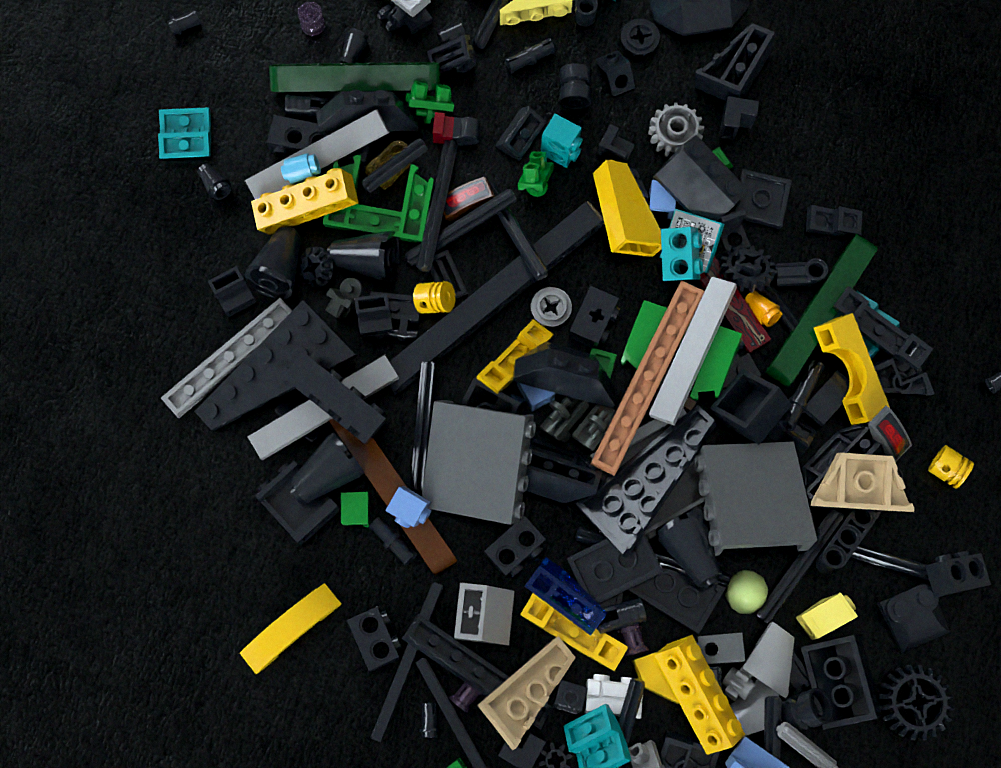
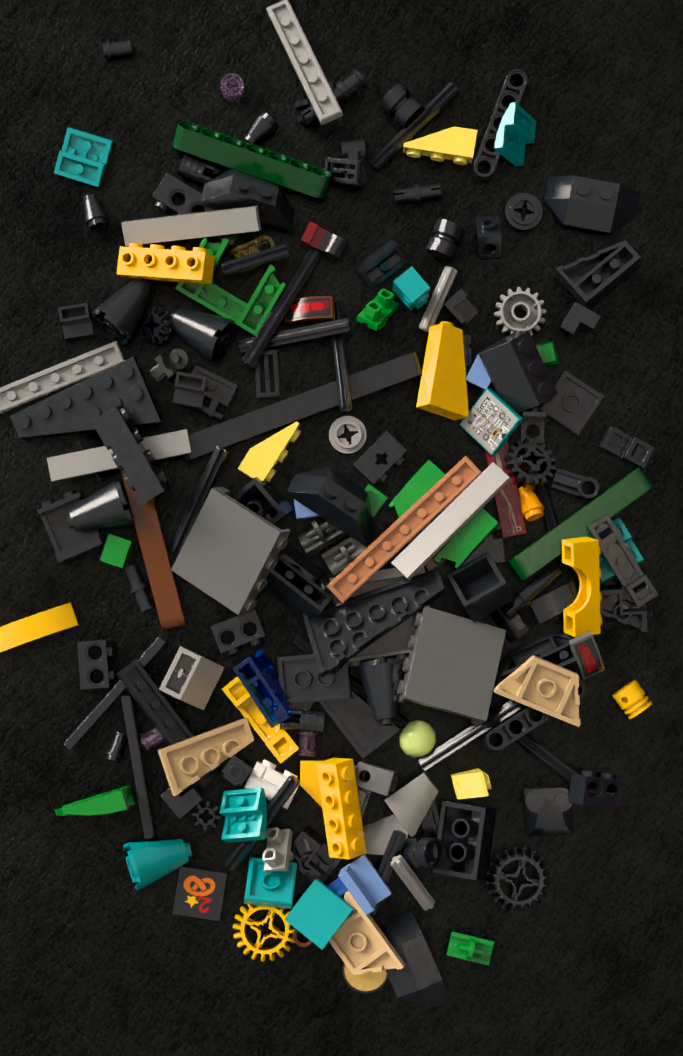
camera: 25 degrees right, 10 degrees up
(300, 167) = (172, 234): medium azure brick -> none
(409, 507) = (160, 568): medium blue brick -> none
(420, 99) = (308, 209): green hips -> none
(436, 295) = (249, 391): yellow piece -> none
(477, 351) = (265, 455): none -> light yellow slope
(499, 373) = (279, 479): yellow slope -> none
(590, 142) = (438, 298): none -> light grey axle
(673, 254) = (469, 429): teal brick -> none
(738, 684) = (378, 811): light grey gear -> none

